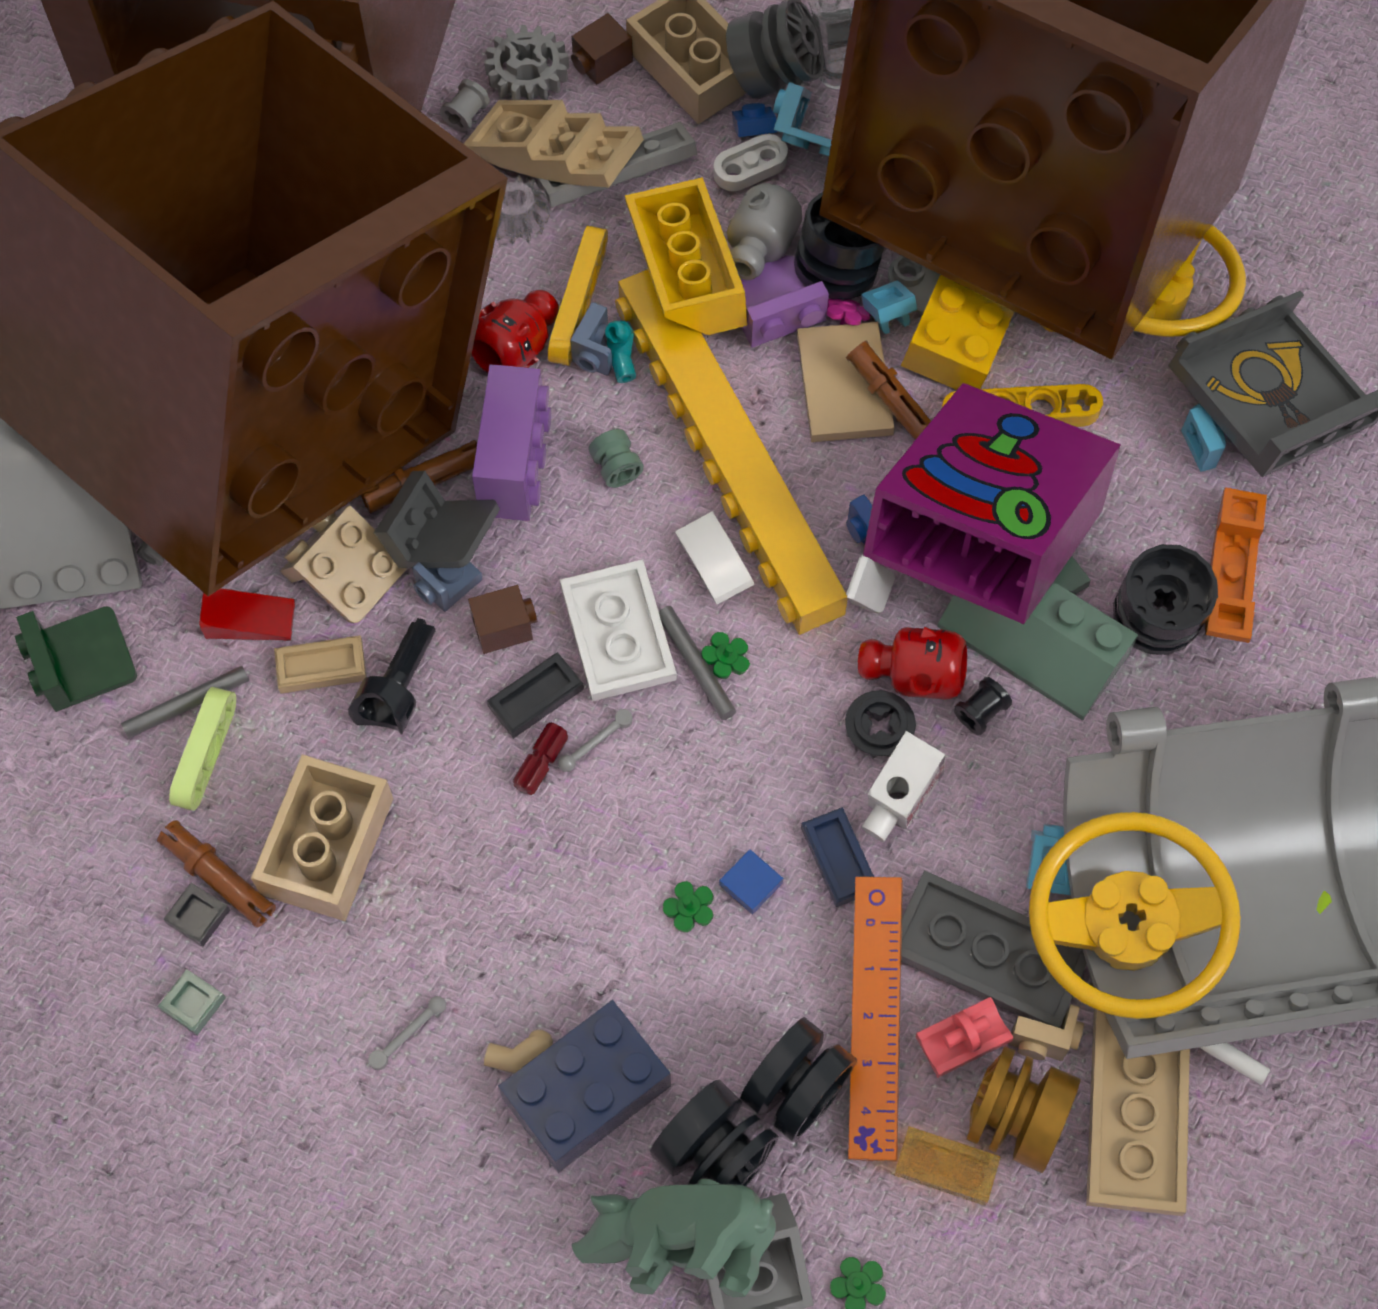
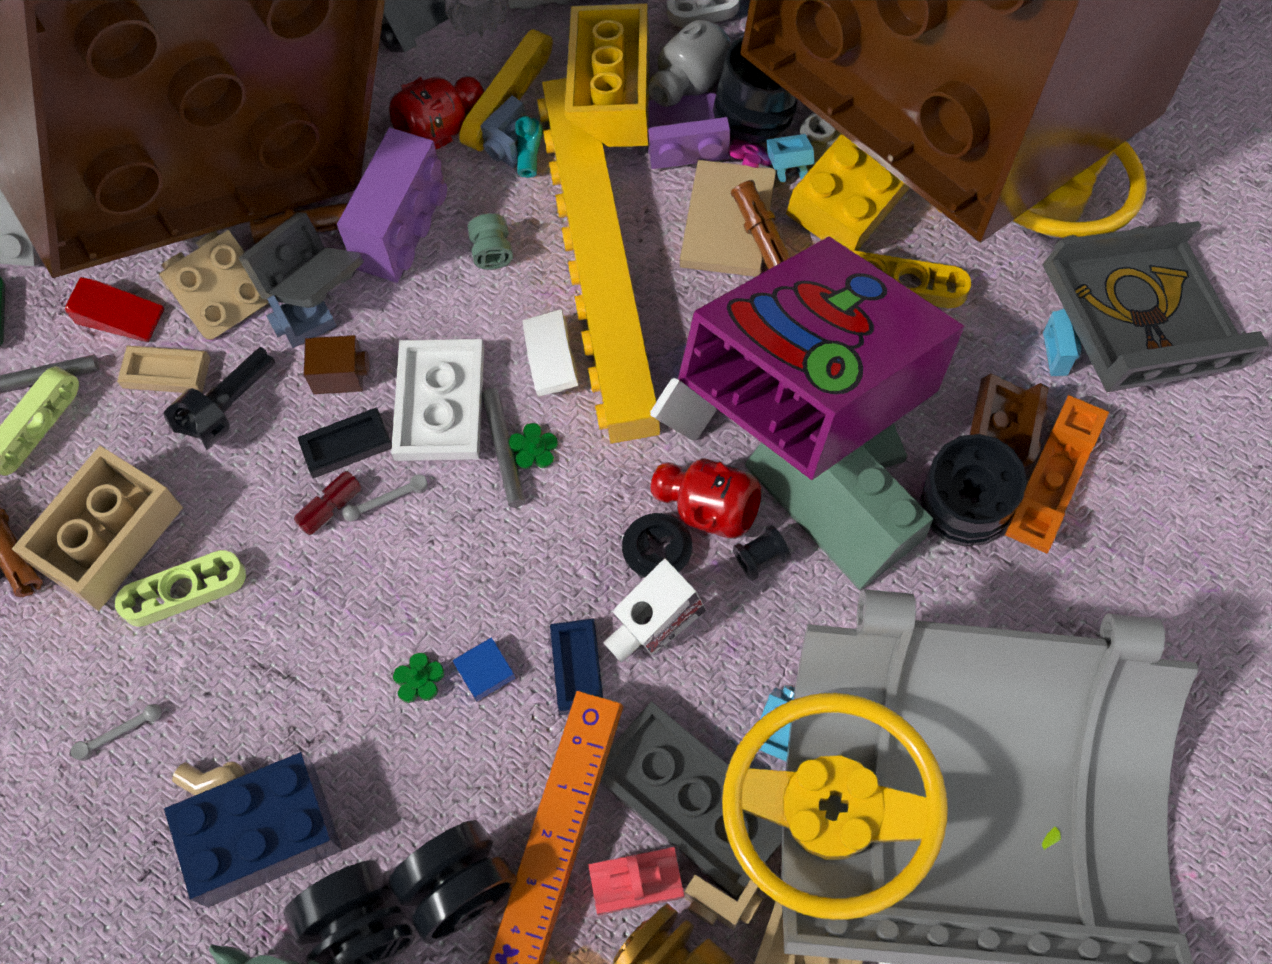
camera: 20 degrees right, 0 degrees up
(456, 870) = (154, 611): none -> yellowish green beam
(1177, 518) = (1011, 415): none -> reddish brown bracket

